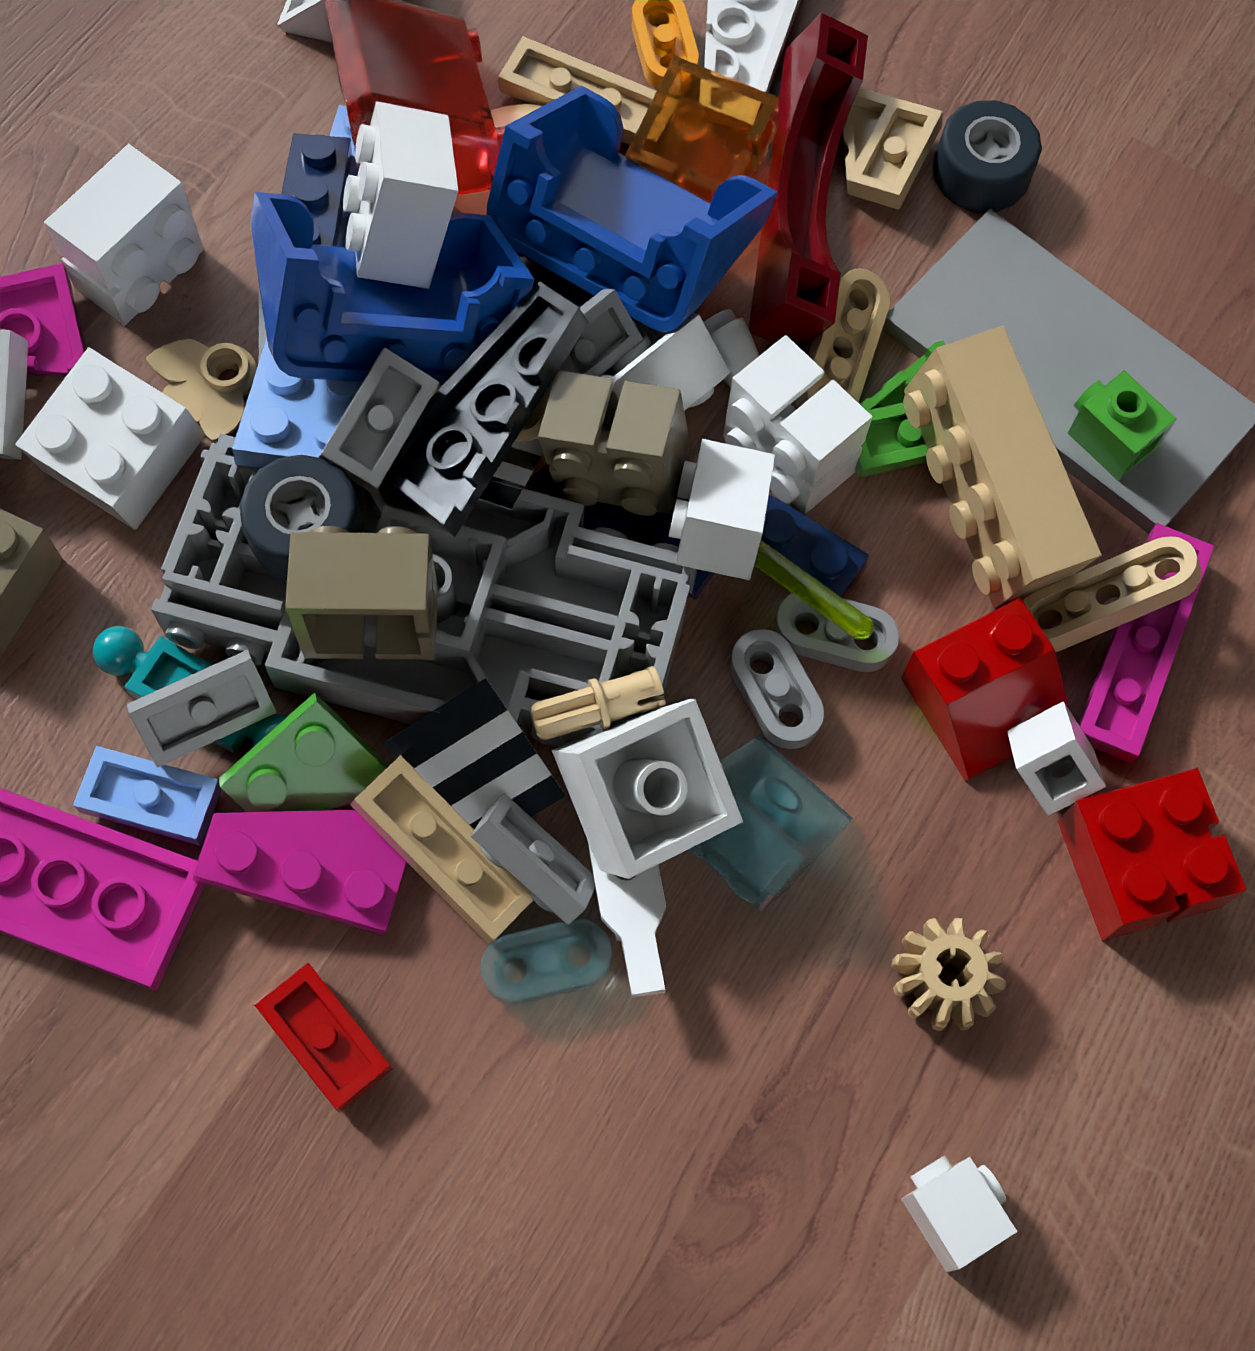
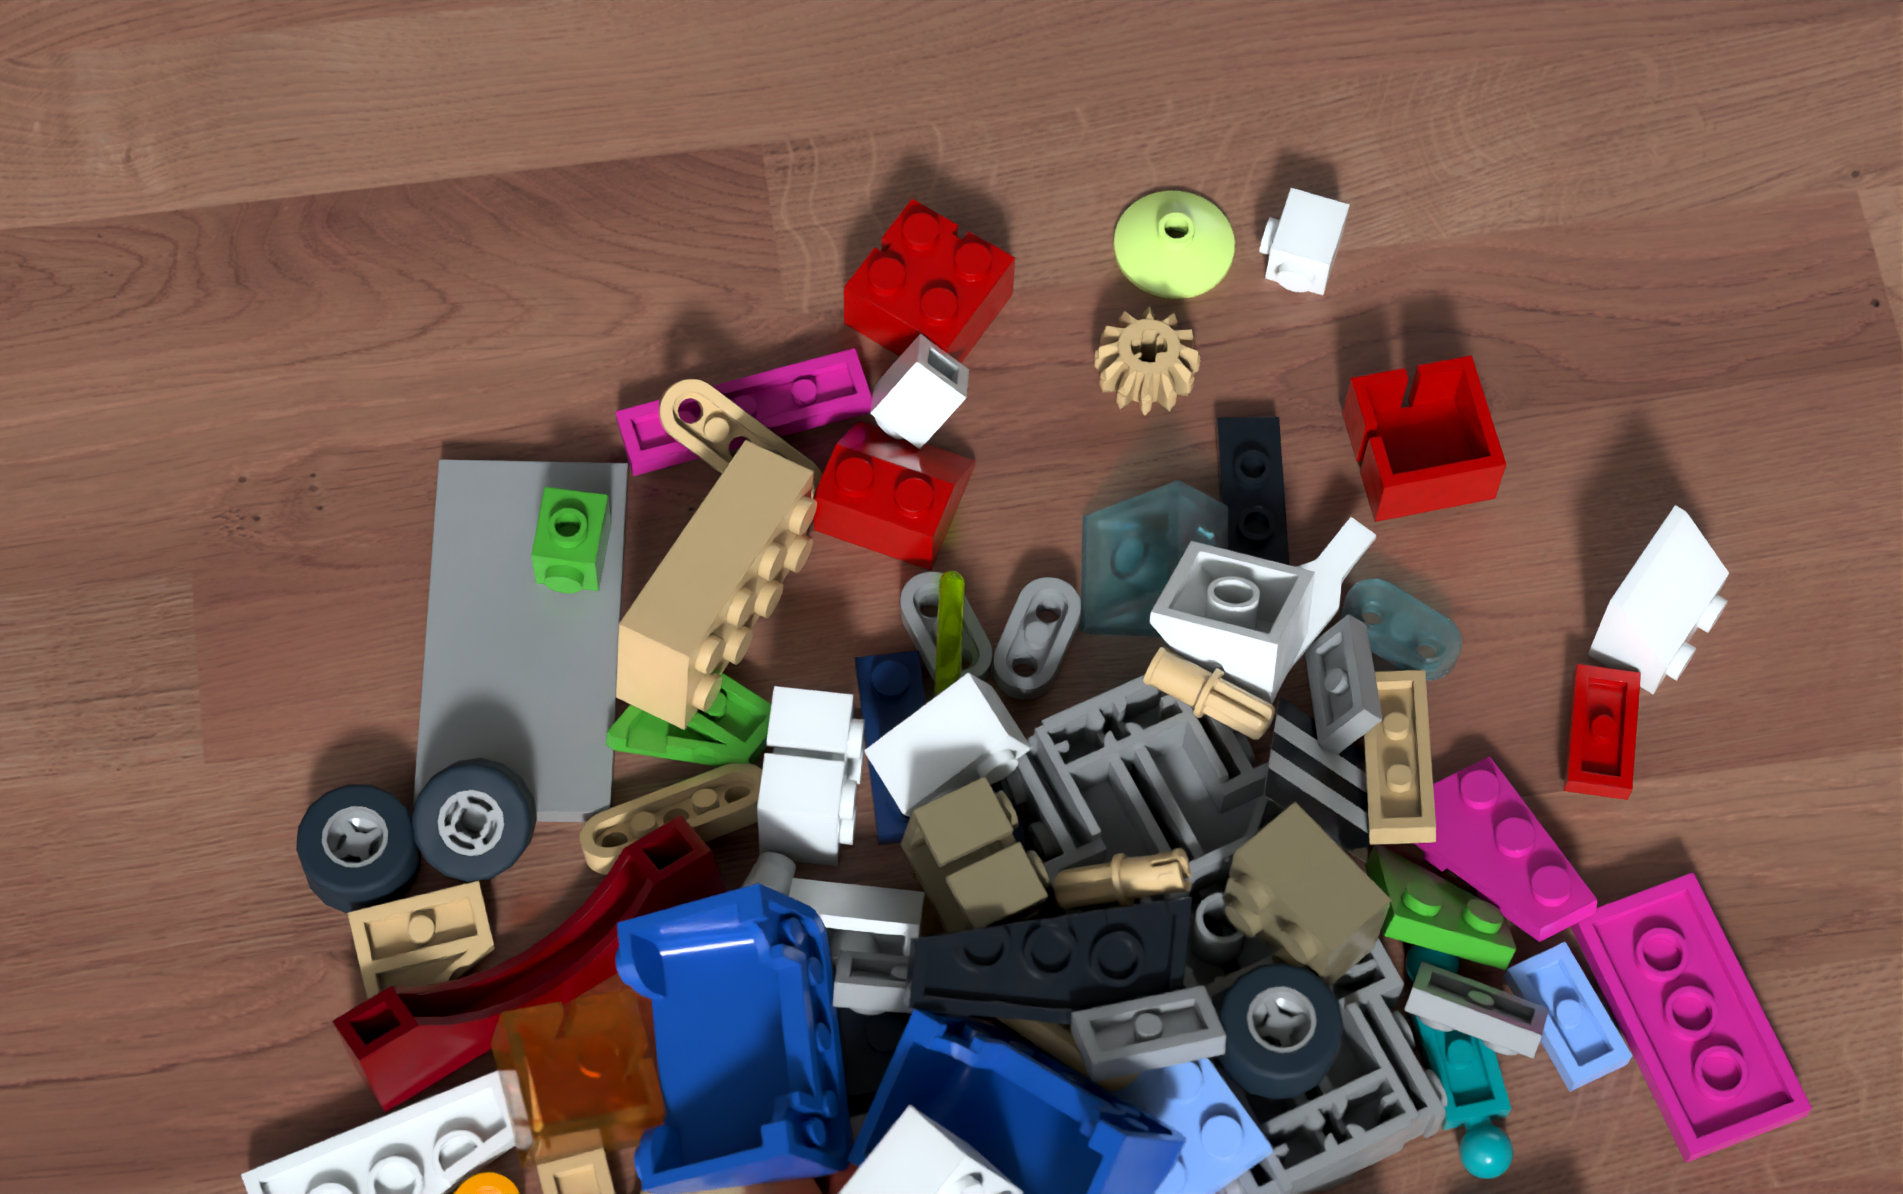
camera: 130 degrees left, 5 degrees down
(367, 1178) = (1663, 604): none -> white slope
(509, 520) = (1123, 879): none -> tan axle
(681, 1126) = (1428, 453): none -> red piece
(754, 952) = (1253, 486): none -> black plate
(946, 220) = (495, 808): none -> black wheel
(1026, 1136) = (1174, 265): none -> yellowish green dish

